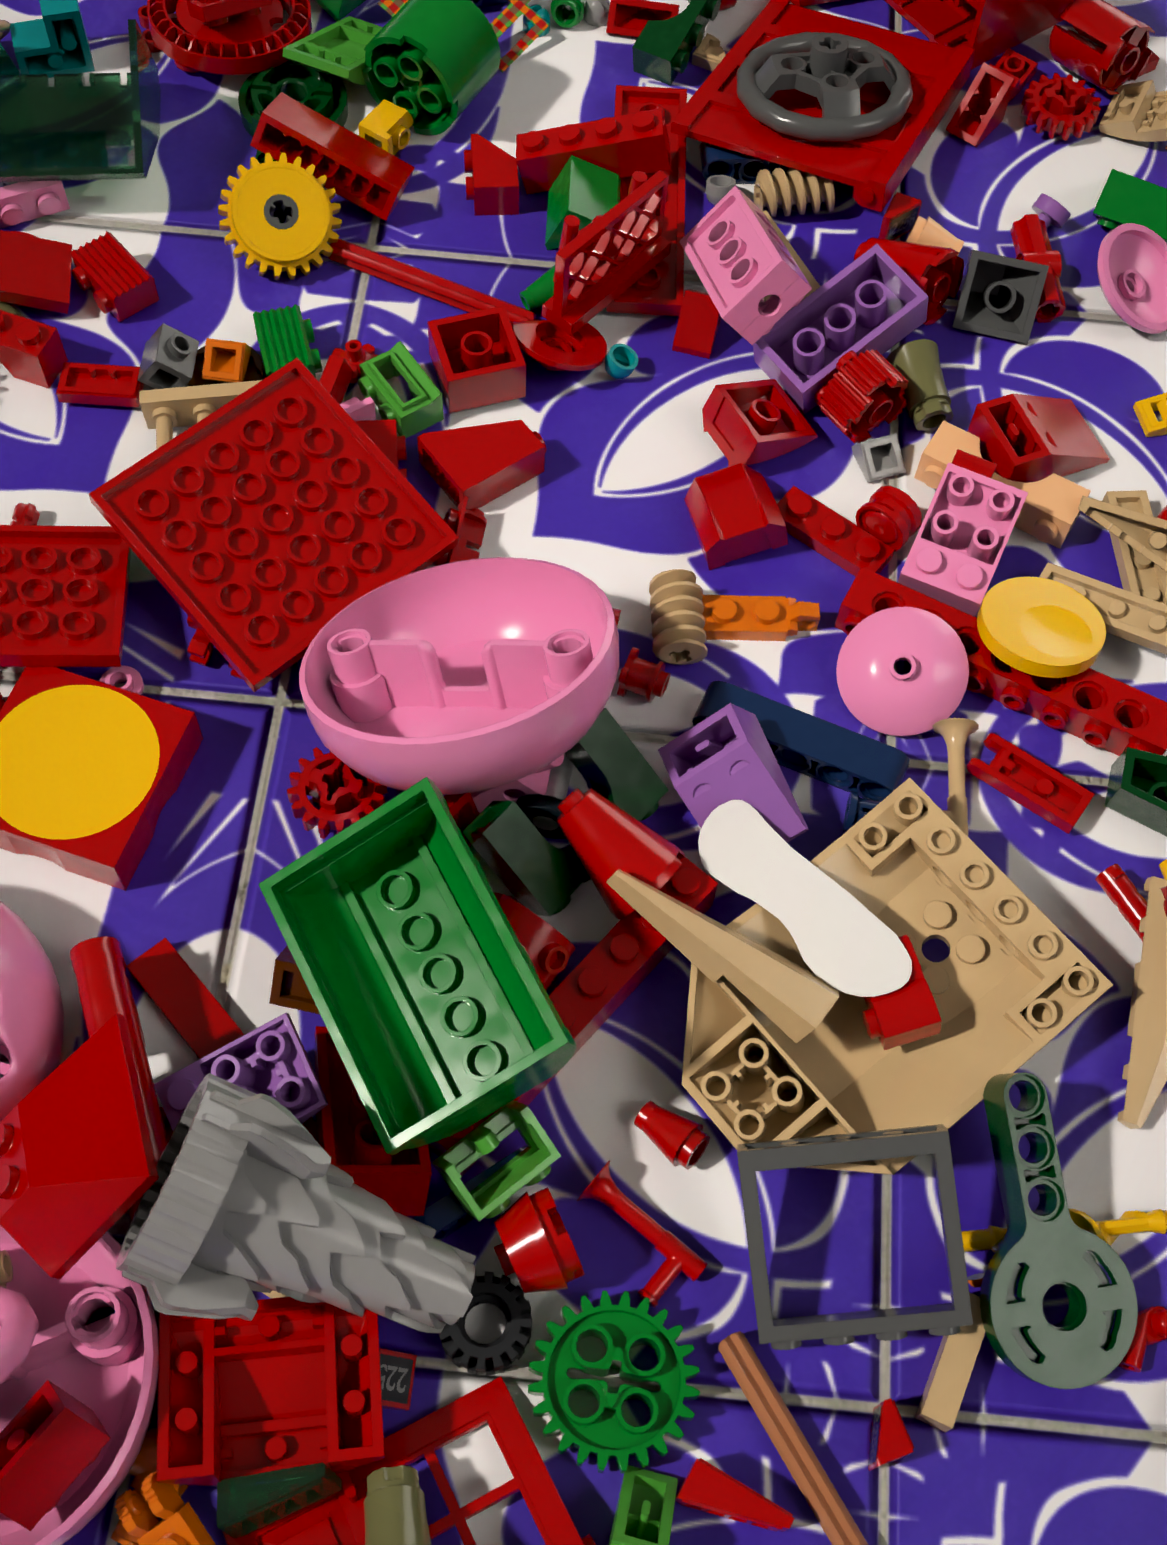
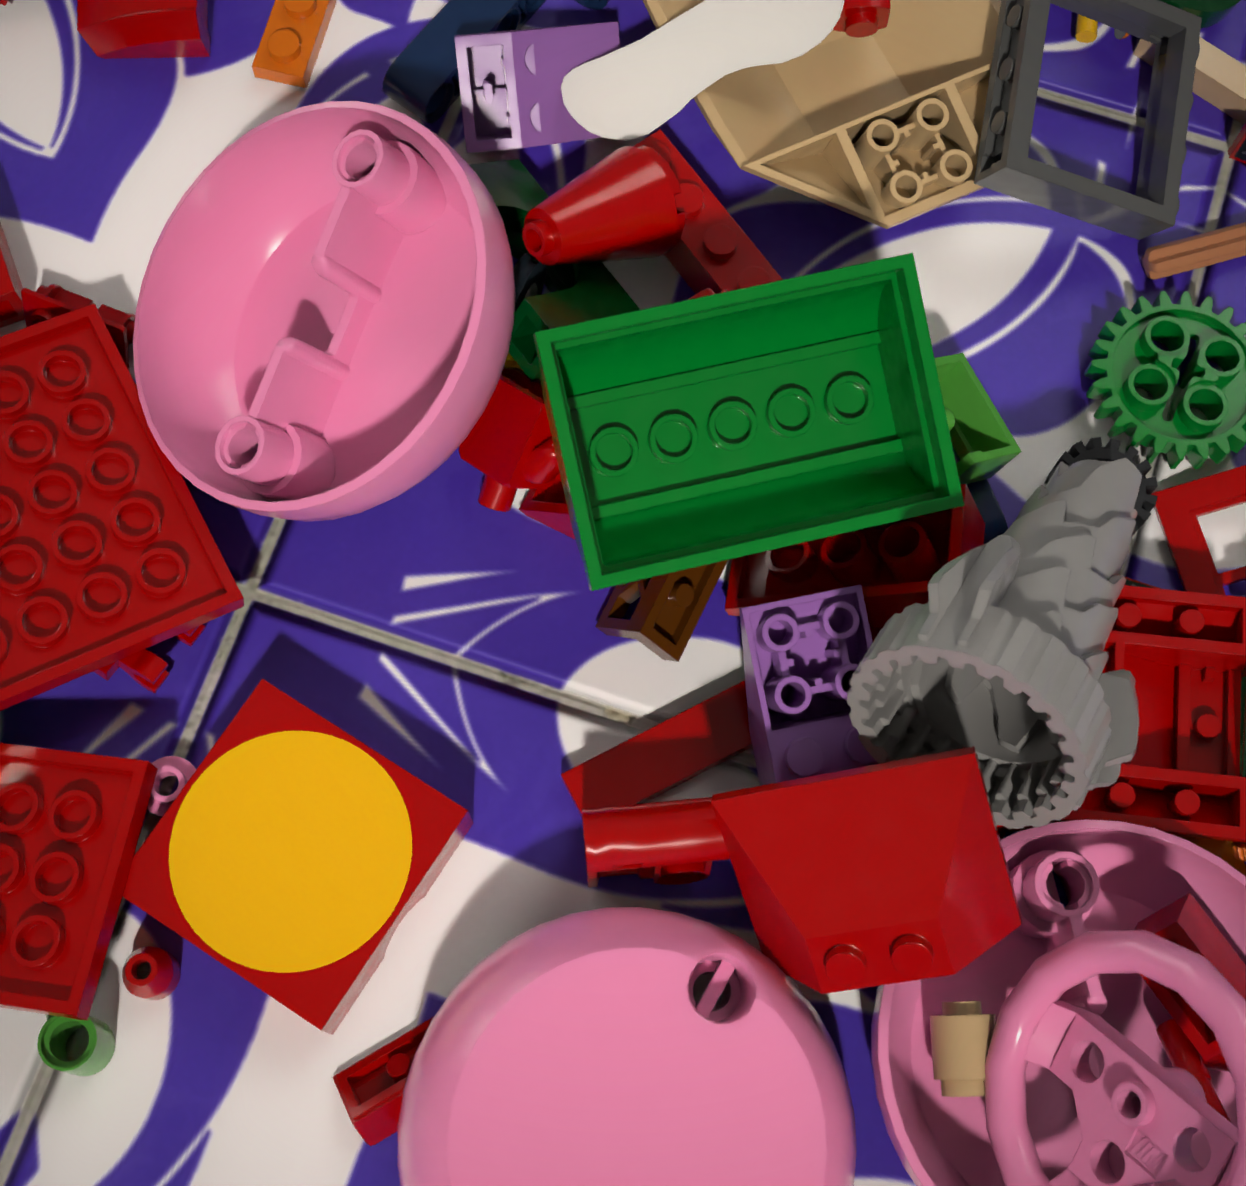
camera: 75 degrees left, 10 degrees up
(325, 778) = (406, 513): red gear -> none
(537, 1244) = (1043, 408): red cone -> none
(674, 1135) = (938, 254): red cone -> none
(677, 617) = (262, 96): tan piece -> none
(677, 1254) = (1055, 290): red piece -> none
(775, 985) = (806, 92): tan wedge -> none

